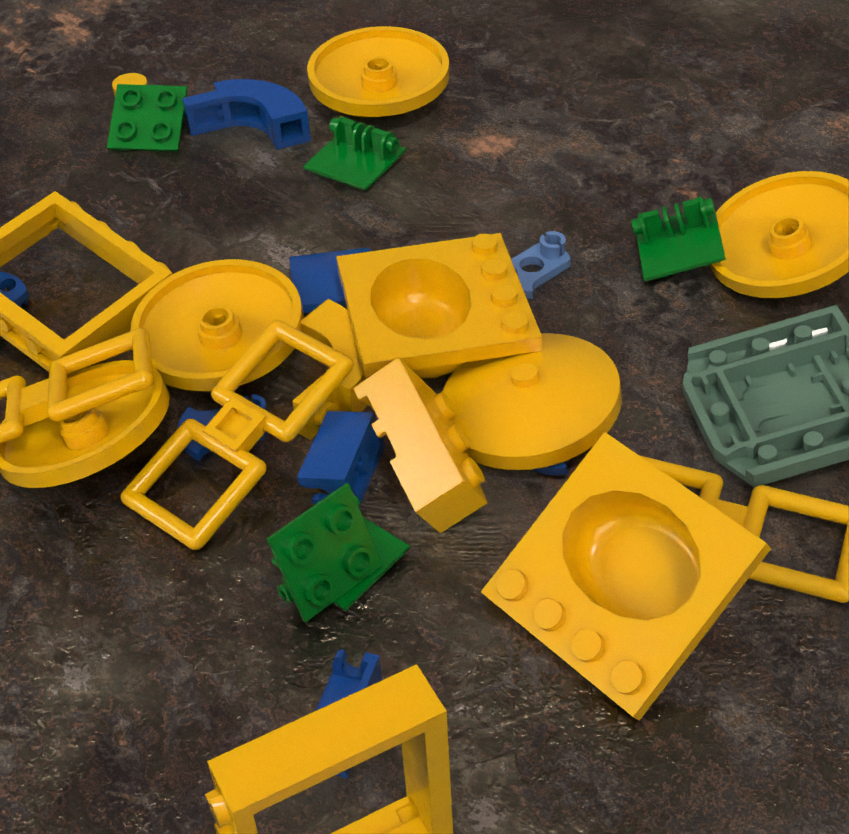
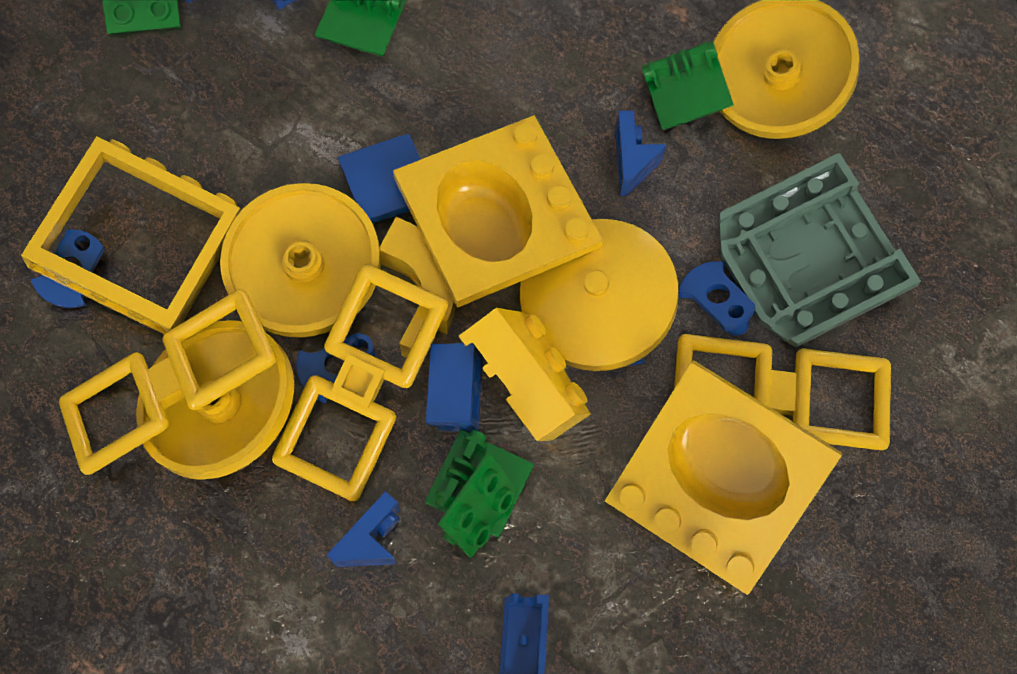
camera: 20 degrees left, 25 degrees up
(186, 579) = (359, 543): none -> blue slope
(547, 254) = (575, 119): medium blue piece -> none
(606, 292) = (634, 159): none -> blue slope
(680, 439) = (730, 315): none -> blue piece

